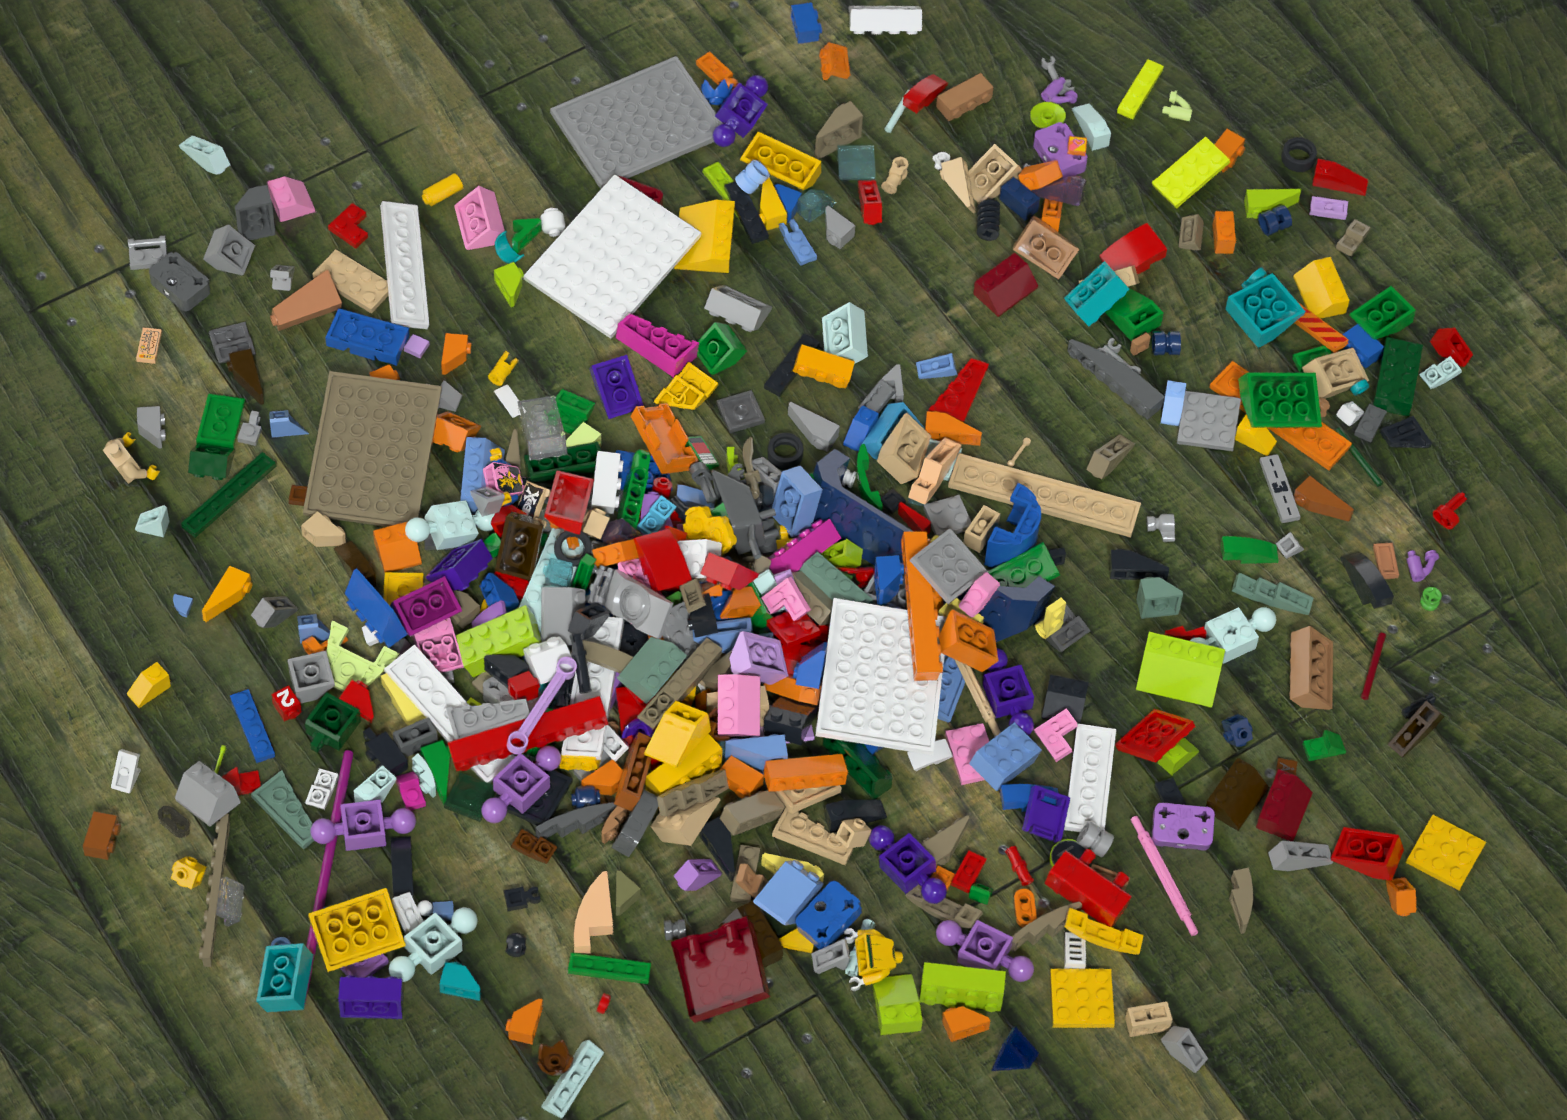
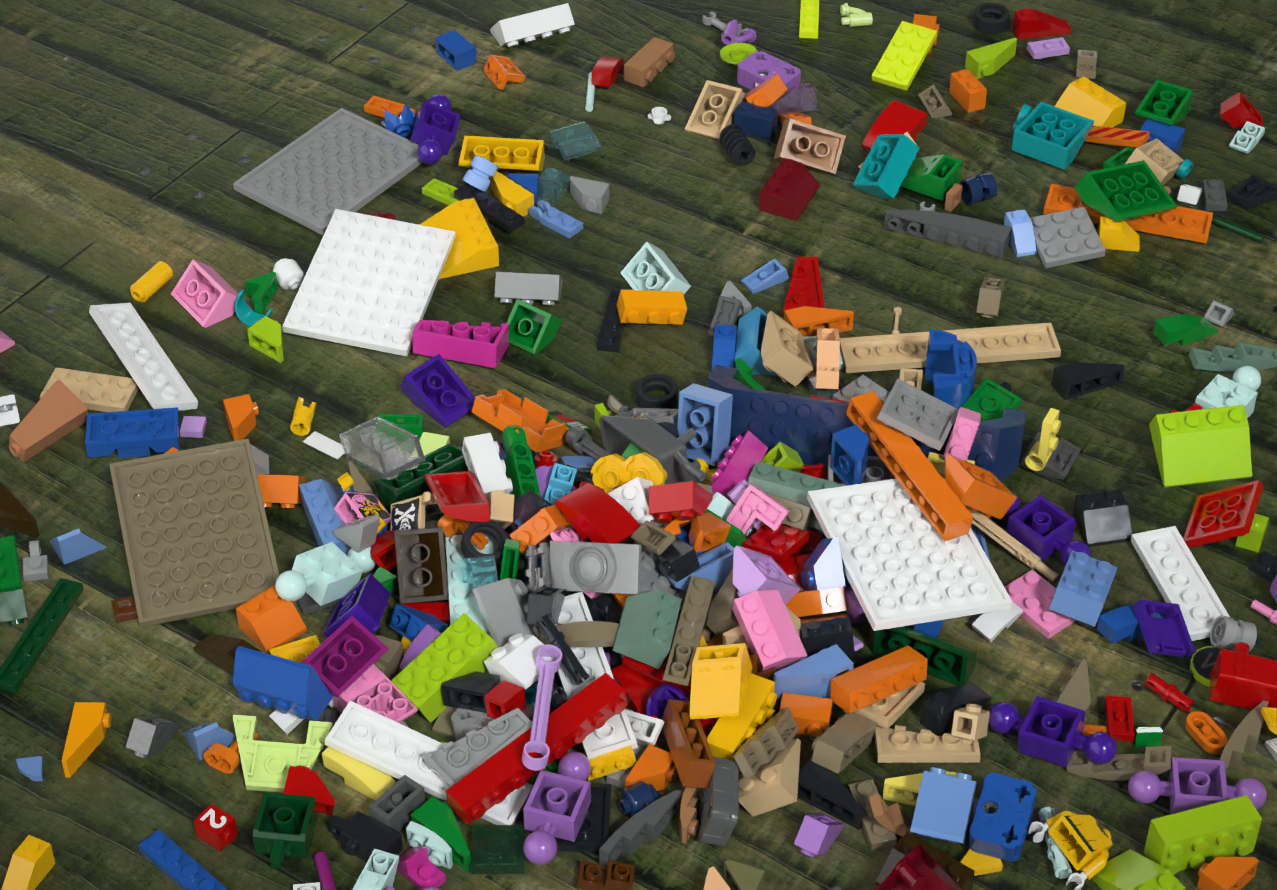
camera: 20 degrees left, 15 degrees down
(310, 676) = (233, 784): light grey slope -> none
(322, 532) = (173, 634): tan slope -> none
(346, 226) = (59, 345): red plate -> none
(687, 389) = (518, 371): yellow slope -> none
(740, 411) = (585, 376): flat silver tile -> none
(815, 428) = (677, 363): light grey slope -> none
(831, 956) = (1034, 859): light grey slope -> none
(839, 130) = (546, 112): dark tan slope -> none
(870, 202) = (611, 165): red slope -> none
(896, 175) = (621, 137): tan connector -> none
(957, 177) = (687, 124): tan slope -> none
(1052, 734) = (1113, 550): bright pink plate -> none
(1077, 146) = (785, 62): tile -> none
(1093, 126) = (789, 49): light aqua slope -> none
(1158, 598) = (1131, 393): sand green slope -> none
(1165, 524) = (1087, 333): light grey piece -> none
(1275, 220) = (1008, 68): dark blue wheel -> none
(1279, 488) = (1172, 272): light grey tile -> none
(1320, 500) = (1223, 267): dark orange slope -> none
(1398, 376) = (1213, 149): dark green brick -> none

